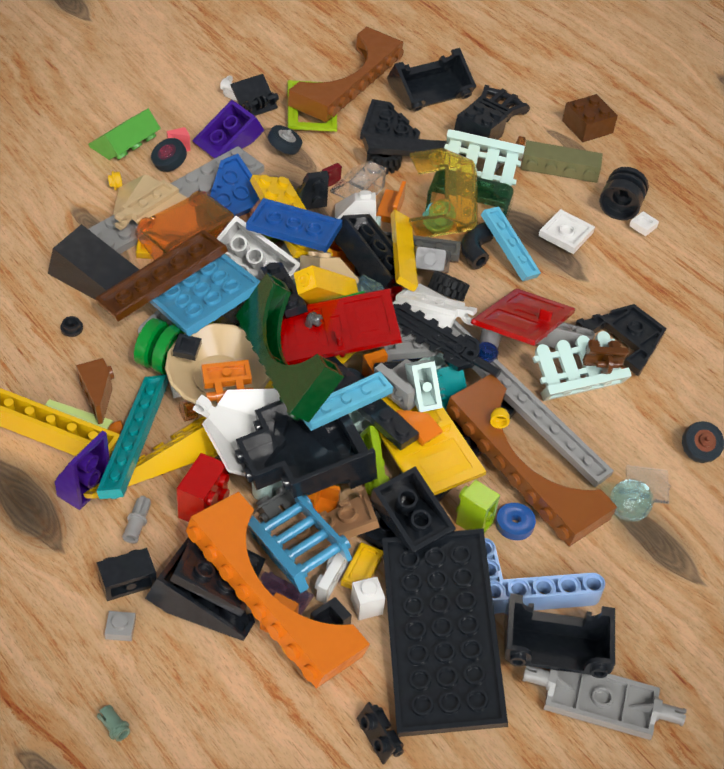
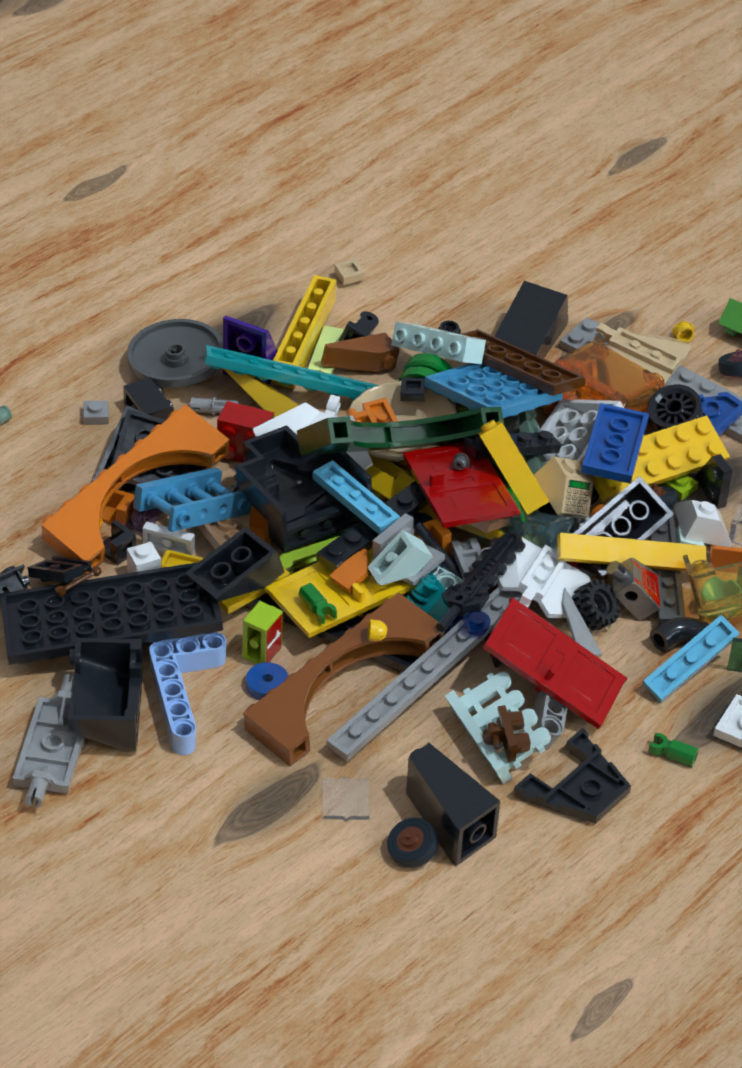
camera: 85 degrees right, 5 degrees down
(57, 538) = (173, 352): none -> dark grey dish
(58, 385) = (363, 327): none -> black leg
(125, 319) = (438, 342): none -> light aqua brick
(238, 187) = (673, 406): none -> black wheel
(372, 671) = (59, 569): none -> black plate
(407, 669) = (61, 590): none -> reddish brown hinge
(457, 456) = (317, 602): none -> green bar
(483, 302) = (577, 626): none -> light grey bar
(591, 275) = (673, 750): none -> green bar
(632, 500) = (305, 767): clear light blue piece -> none
(670, 407) = (452, 802): none -> black slope

